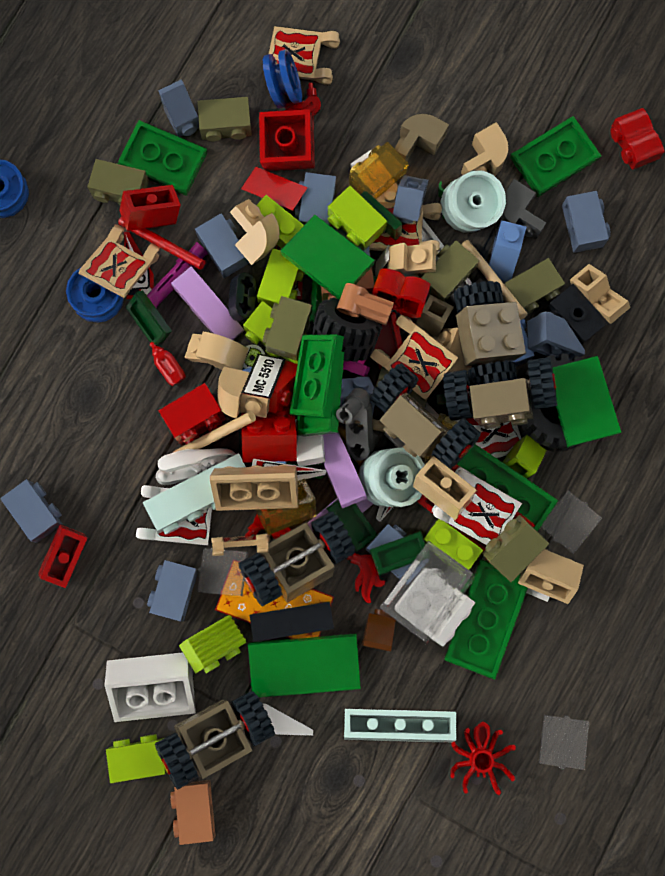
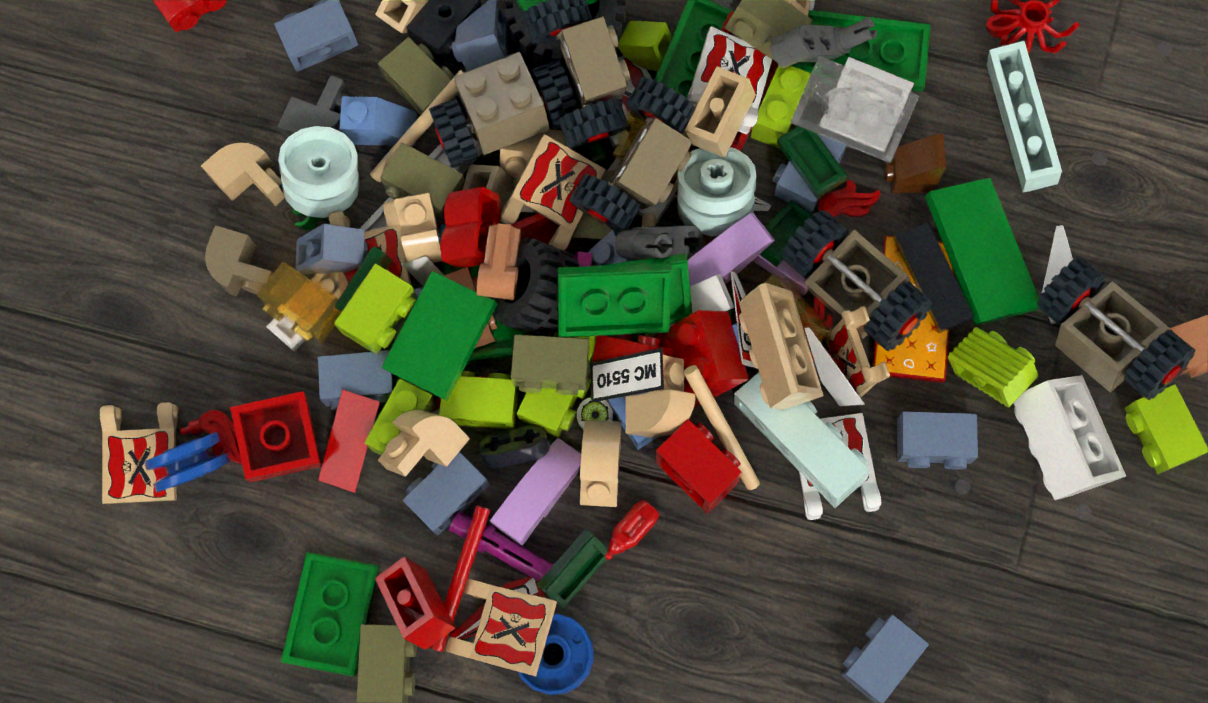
camera: 95 degrees left, 5 degrees down
(62, 556) = (935, 596): red brick -> none
(179, 109) = (258, 598): sand blue slope -> none
(187, 463) = (762, 457): white animal -> none
(222, 573) = (903, 389): clear piece -> none
(224, 118) = (258, 535): olive brick -> none
(236, 523) = (831, 375): none -> white sticker
(487, 579) = (811, 41): none -> dark grey beam
(555, 156) = (230, 91): green tile -> none

